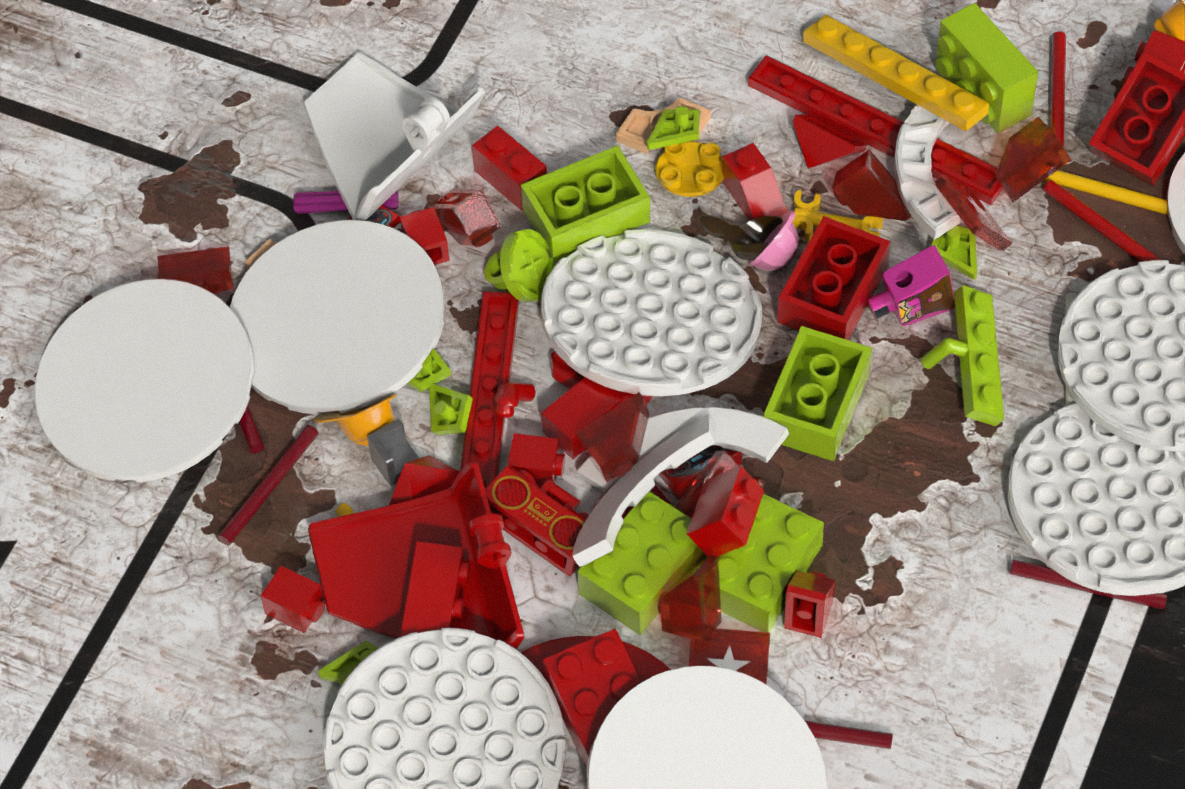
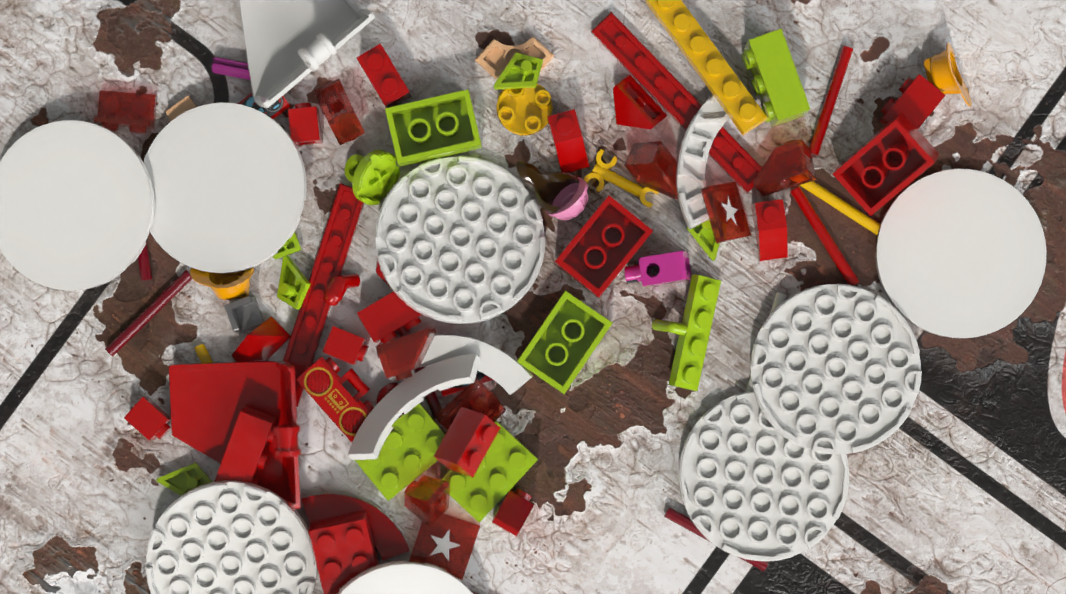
camera: 15 degrees right, 30 degrees up
(1033, 225) = (770, 229): none -> red slope

